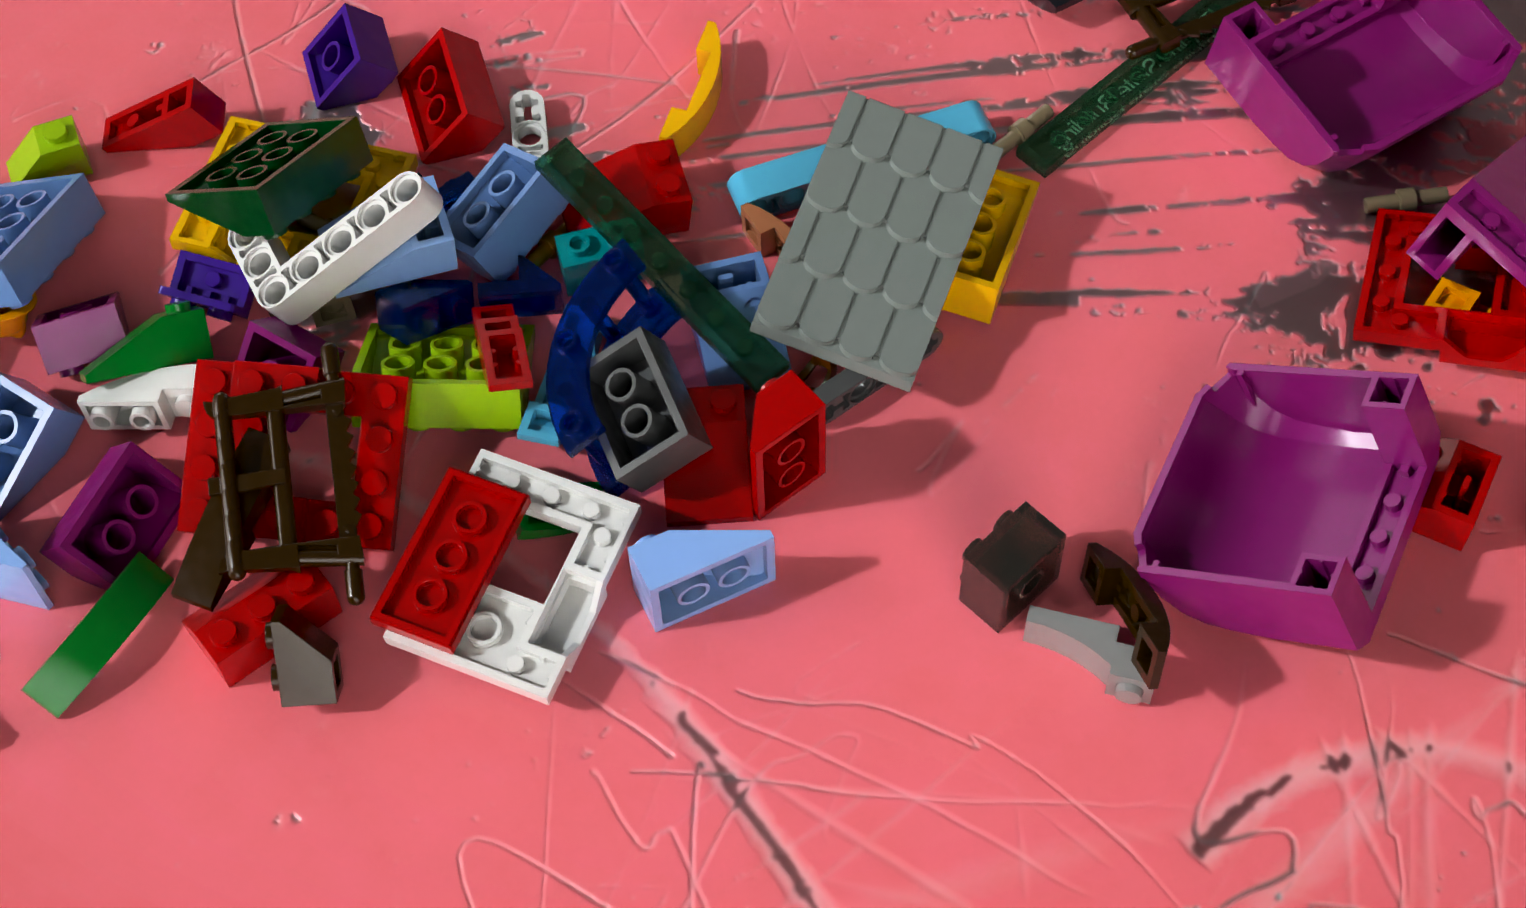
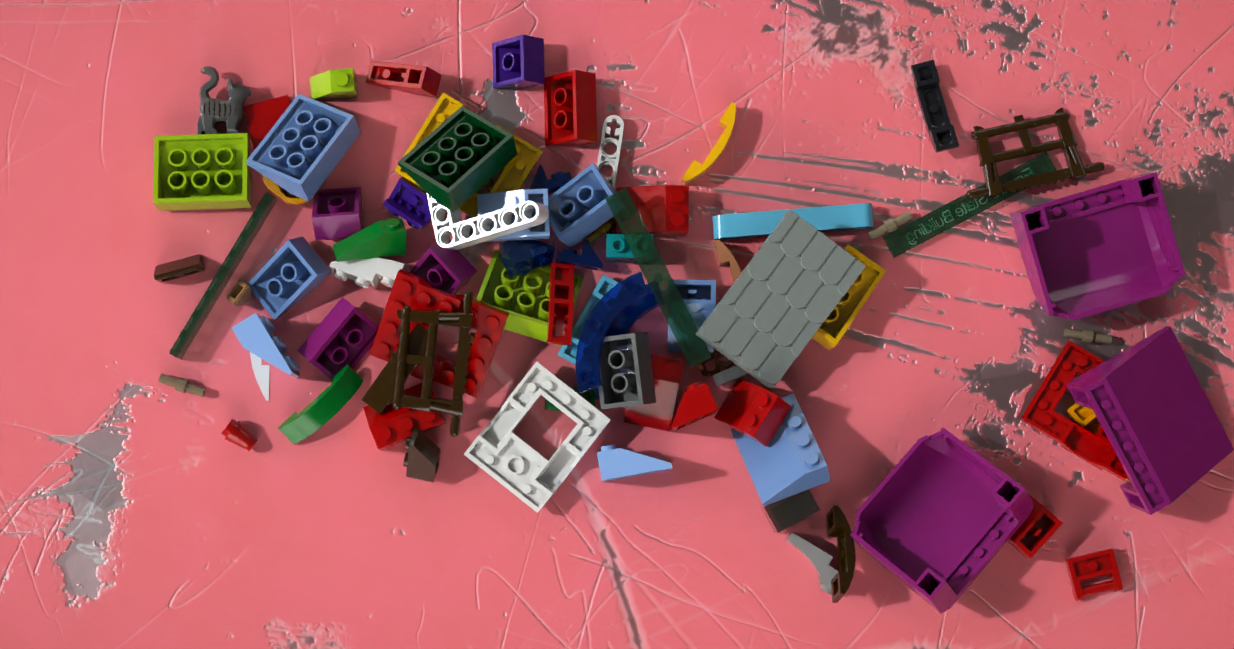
camera: 15 degrees right, 25 degrees up
(450, 560) = (507, 423): red tile -> none
(893, 424) = (753, 411): none -> red slope
(964, 469) = (788, 462): none -> medium blue slope

